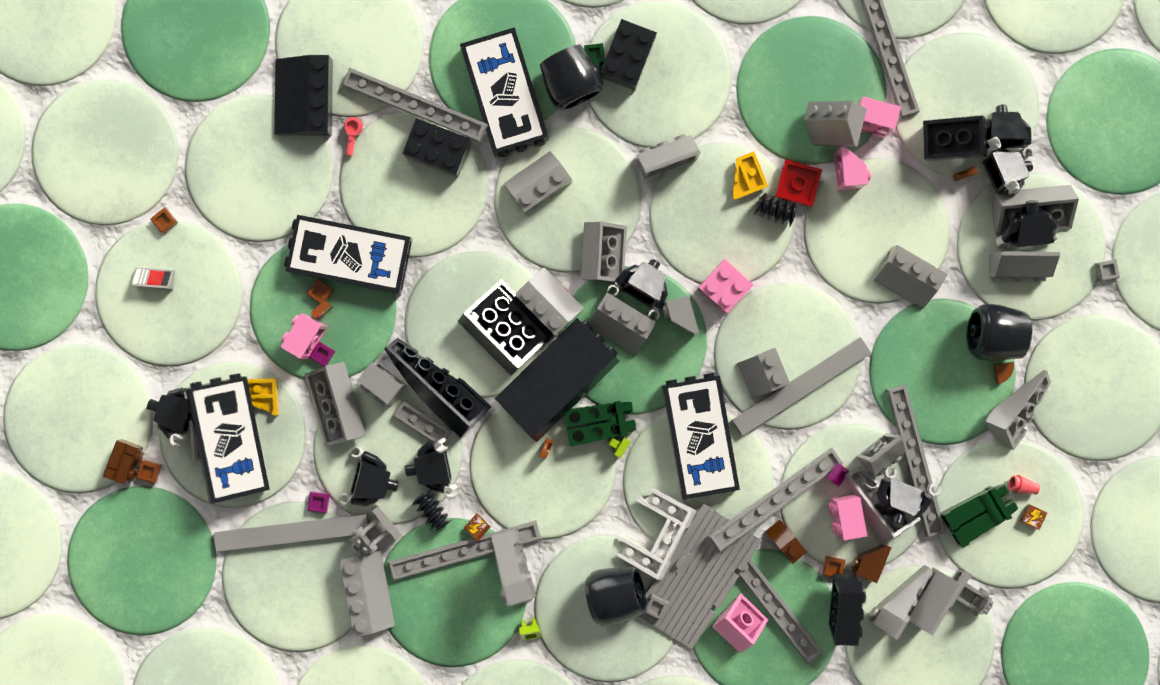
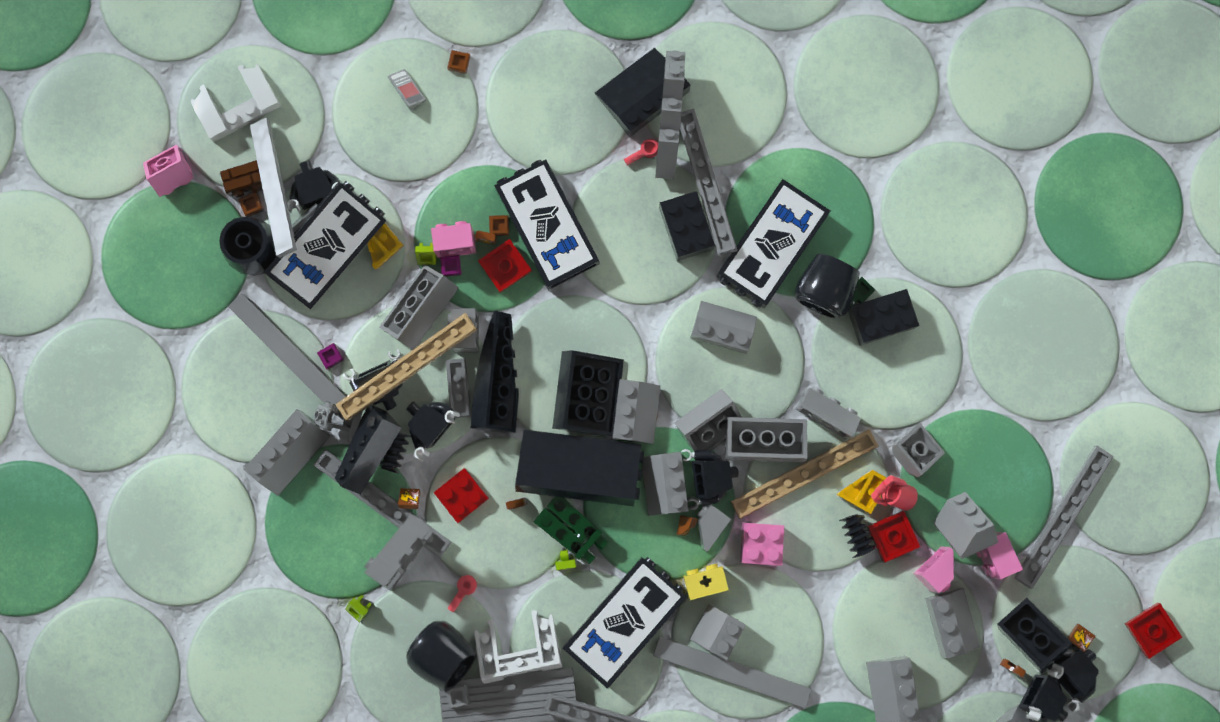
camera: 50 degrees right, 5 degrees down
(66, 445) = (221, 125): none -> white wedge
(69, 516) = (168, 171): none -> bright pink slope
(149, 444) = (273, 188): none -> tile
(180, 497) = (247, 245): none -> black piece
(297, 367) = (425, 255): none -> lime tile
(339, 89) = (670, 114): none -> light grey arch
(355, 312) = (504, 265): none -> red plate
(374, 450) = (406, 367): none -> tan tile
(413, 529) = (367, 449): none -> black wedge
(506, 485) = (461, 495): none -> red plate
(578, 535) = (466, 586): none -> coral plate
(650, 219) = (766, 439): none -> light grey slope
(664, 332) = (685, 525): none -> dark orange tile
(698, 212) = (804, 474): none -> tan tile
(728, 345) = (716, 585): none -> light yellow brick
(749, 112) = (917, 451): none -> light grey slope
(768, 154) = (895, 493): none -> coral piece
(897, 192) = (952, 623): none -> light grey slope
(983, 104) = (1081, 637): none -> tile
(1021, 46) = (1153, 630): none -> red plate

